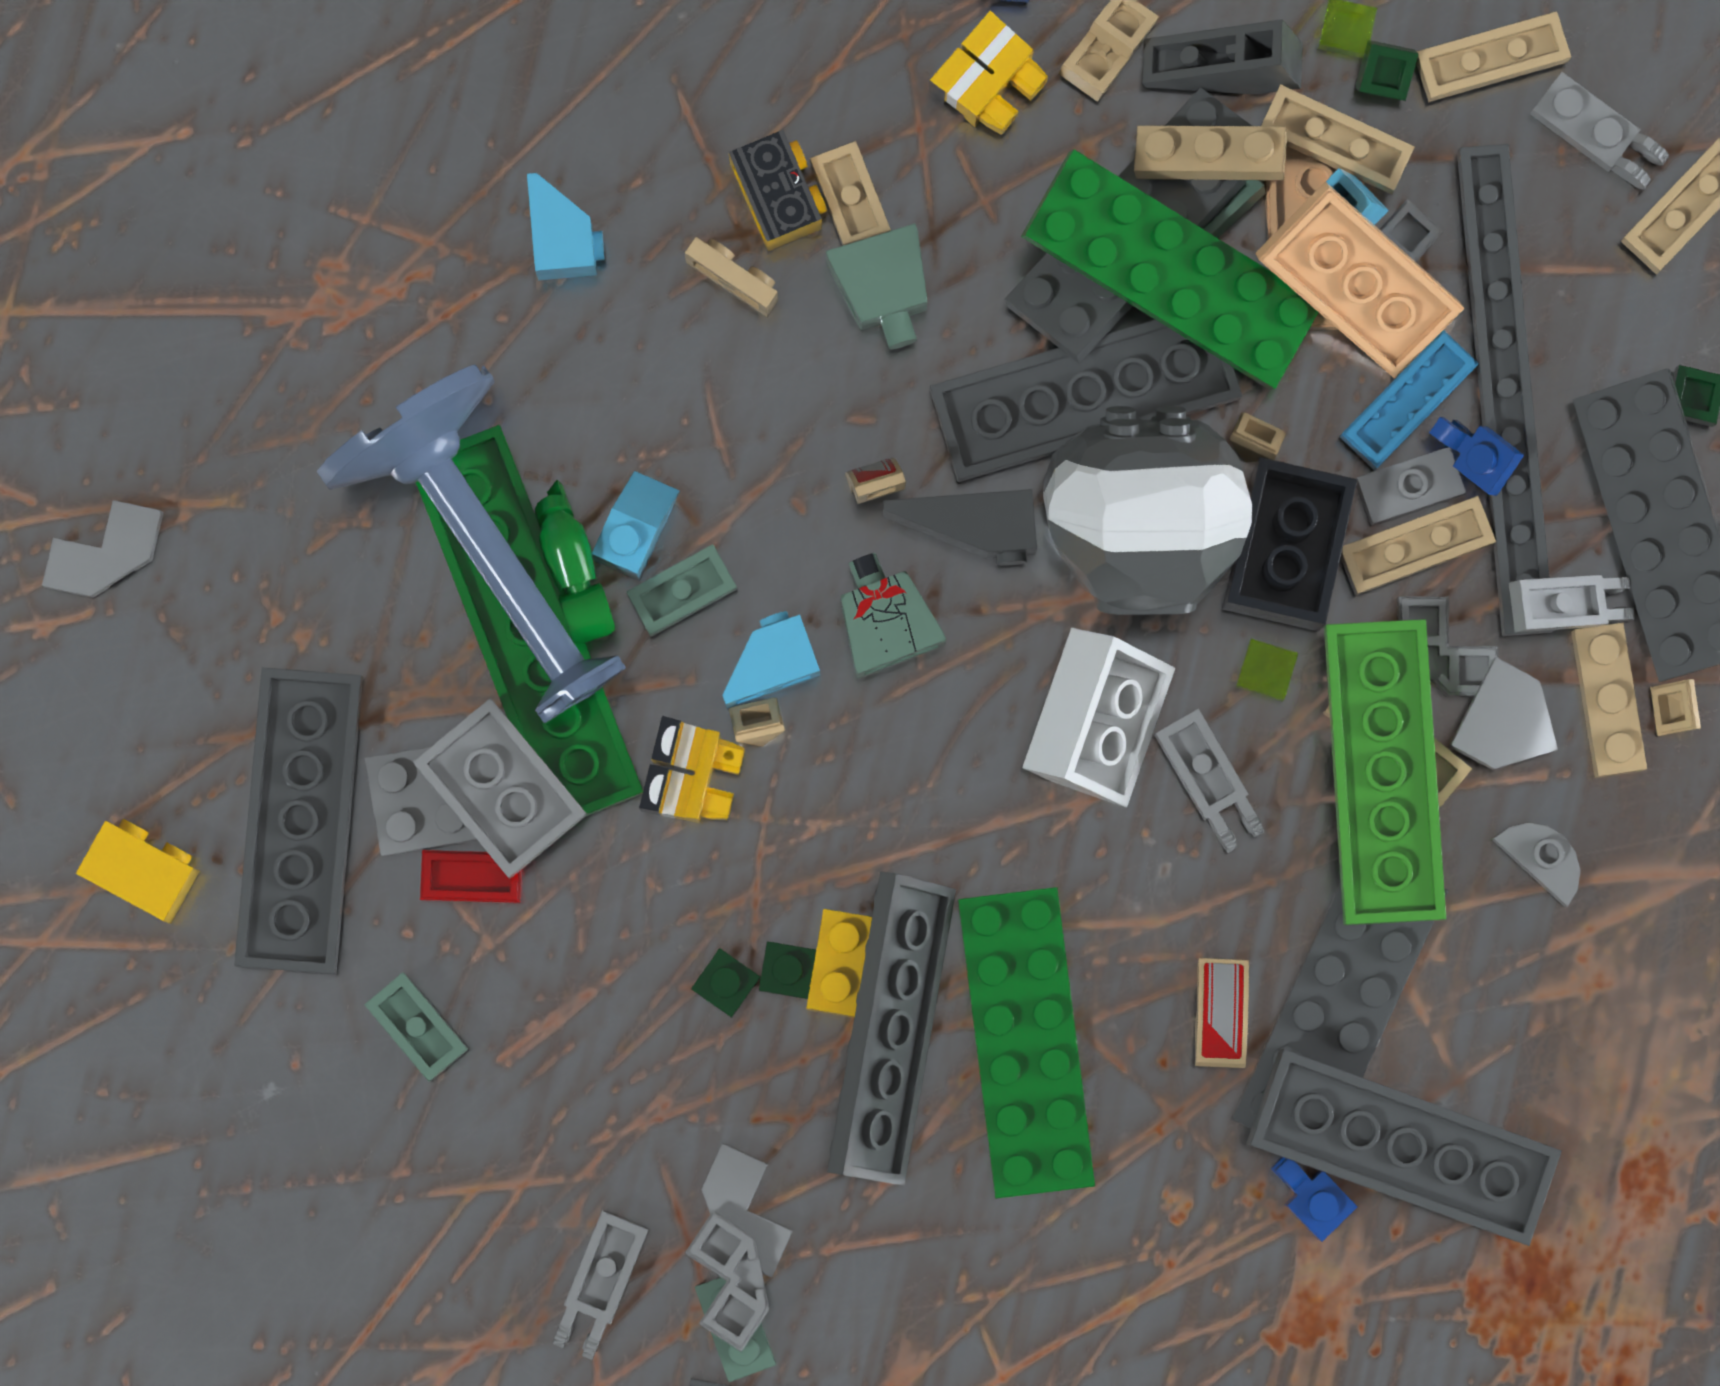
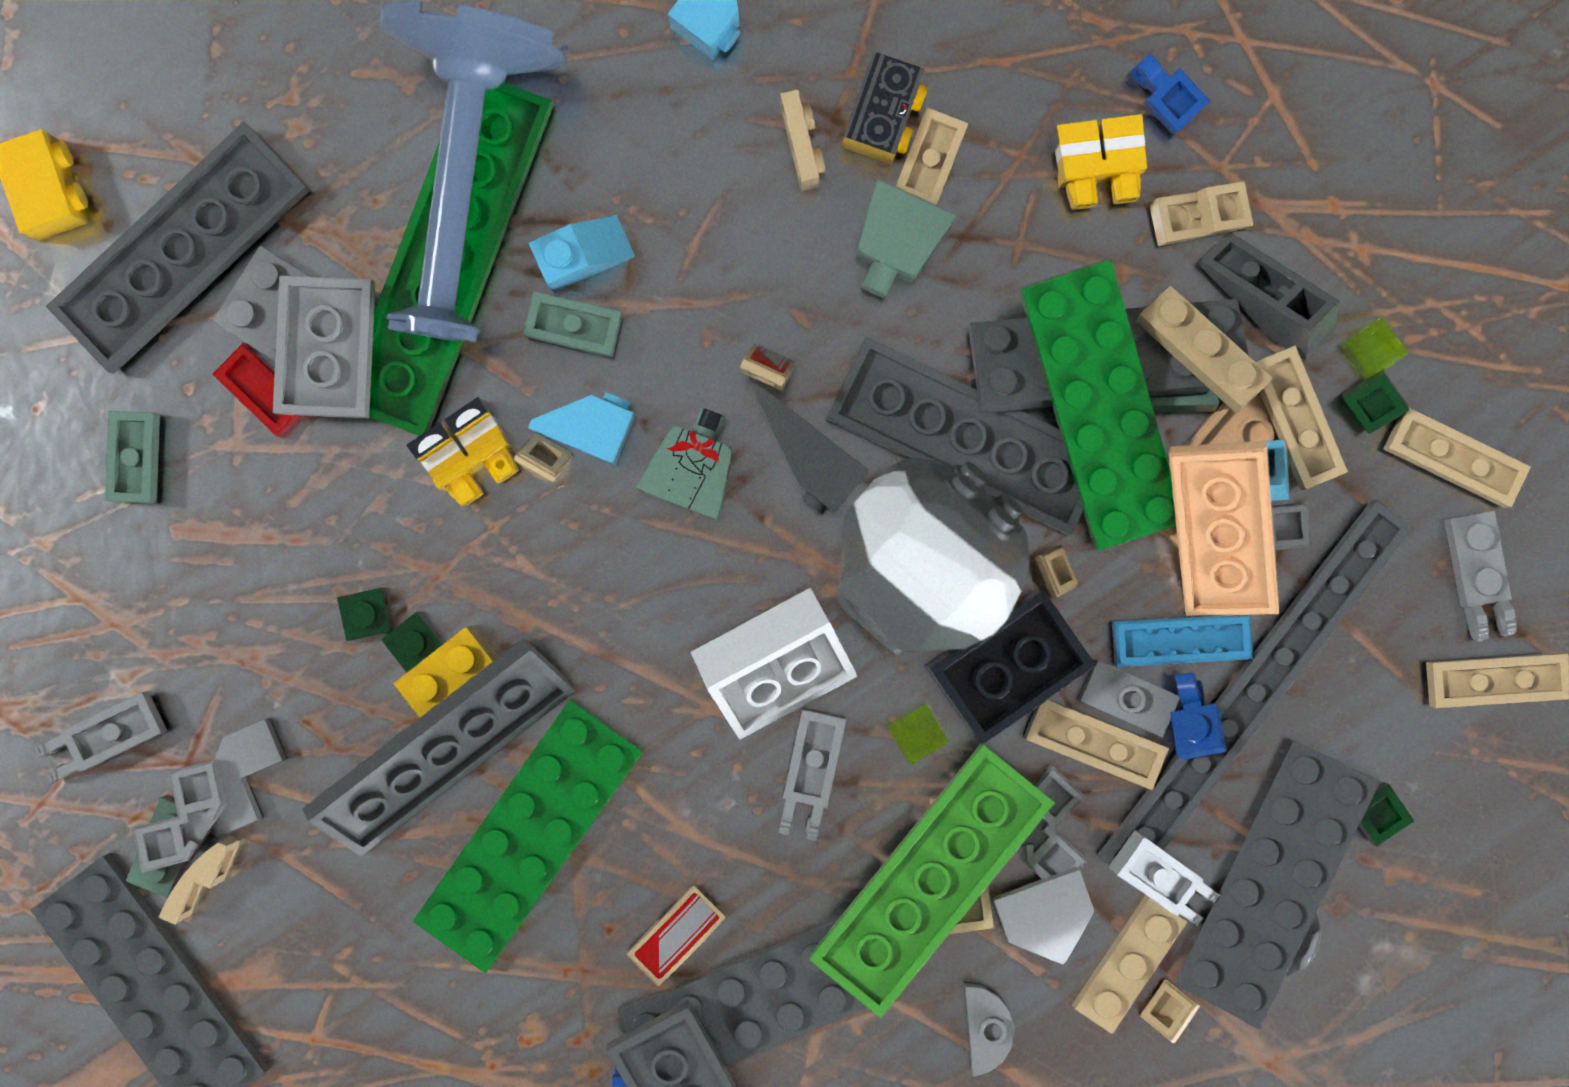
camera: 45 degrees right, 5 degrees up
(572, 567) = (506, 239): green piece -> none
(788, 1308) = (205, 871): none -> tan slope

